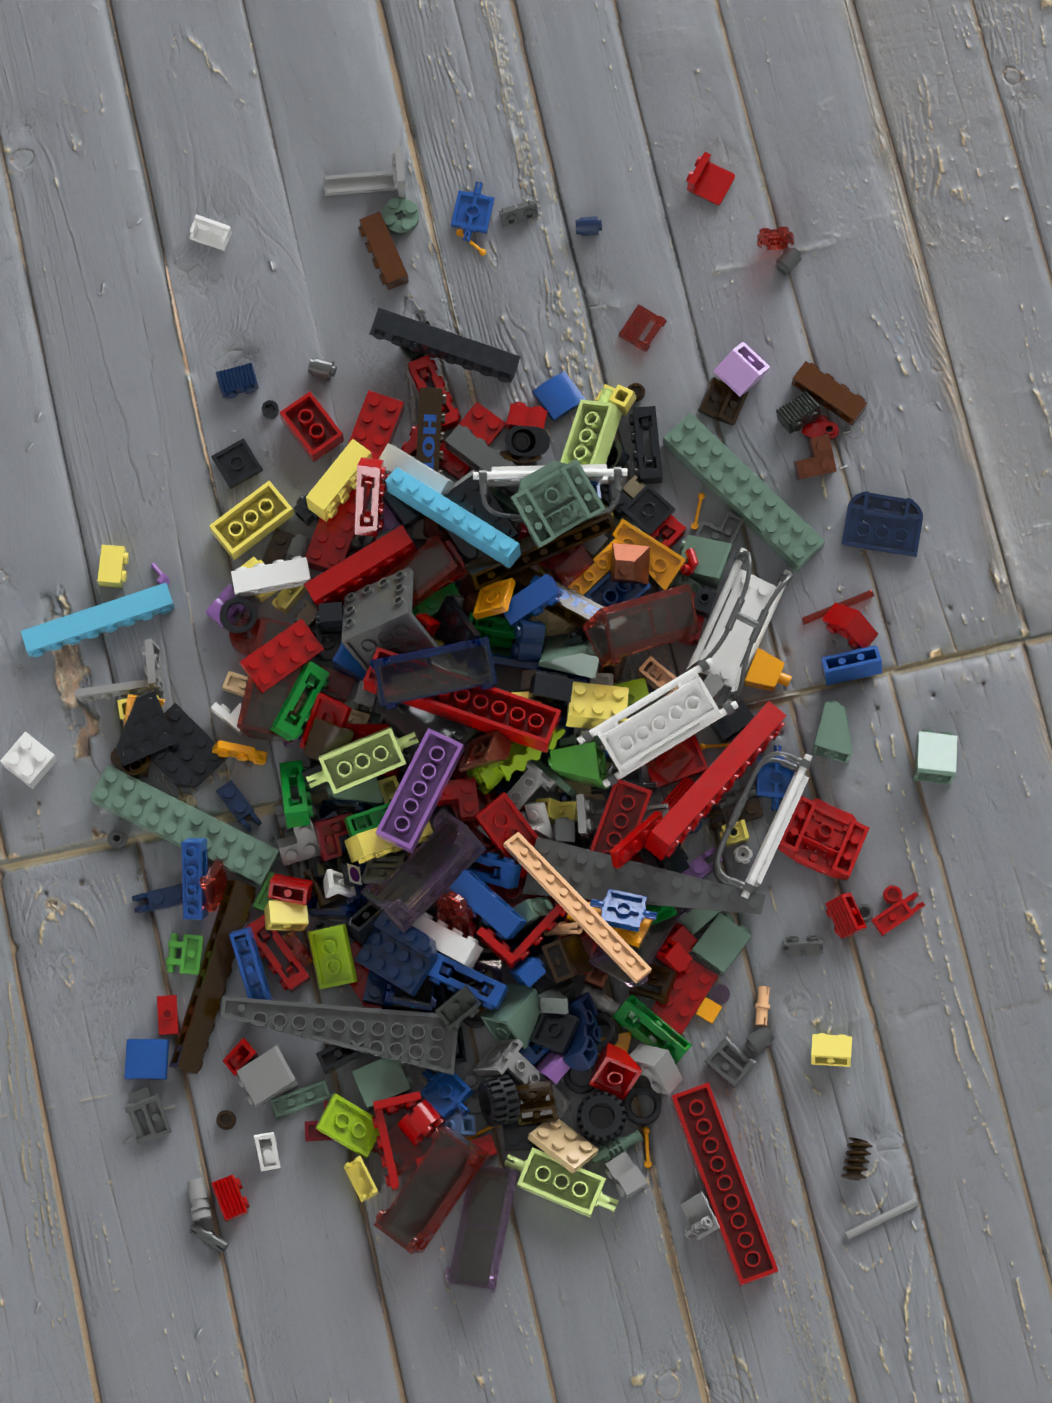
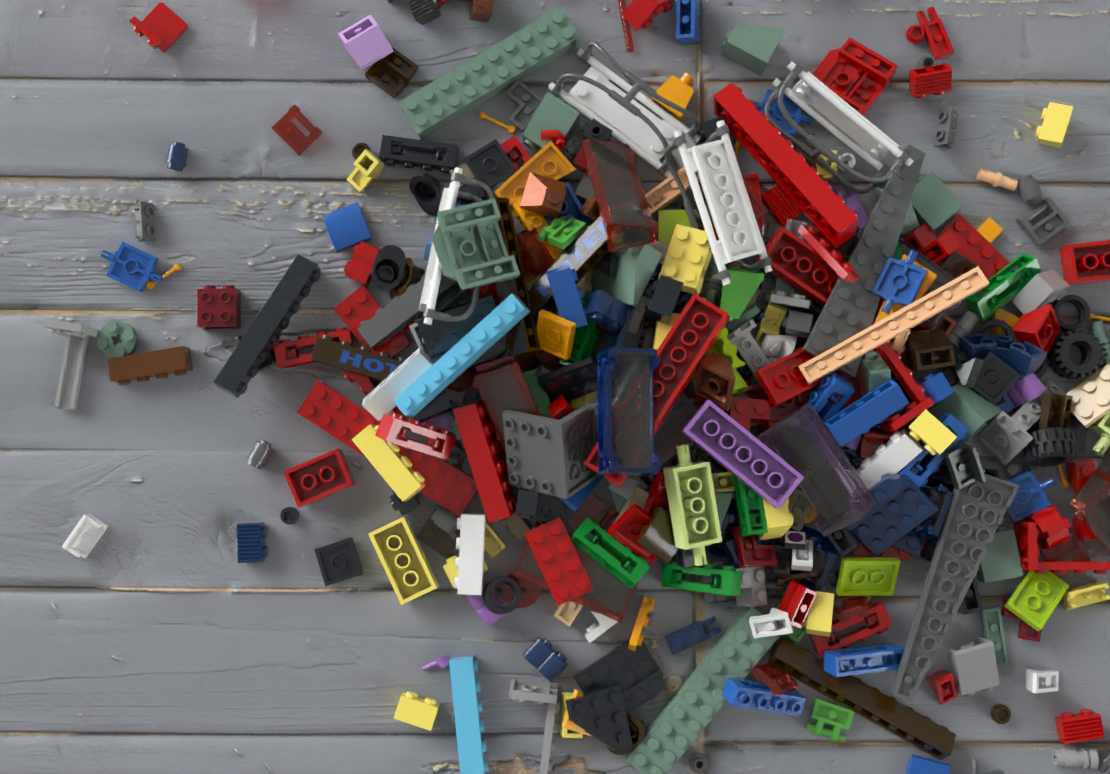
camera: 75 degrees left, 10 degrees up
(160, 898) = (768, 733): dark blue hinge -> none
(167, 1015) = (885, 749): red plate -> none
(186, 672) = (545, 659): none -> dark blue brick
(265, 864) = (771, 624): none -> white slope
(452, 298) = (219, 307): none -> dark red brick
(453, 910) = (861, 447): clear red plate -> none
(461, 1124) = (1061, 492): medium blue brick -> none
(482, 968) = (931, 433): none -> light yellow brick
(592, 431) = (398, 203): yellowish green brick -> none
(596, 586) = (562, 231): none -> bright green plate
(720, 994) = (975, 216): clear purple tile -> none

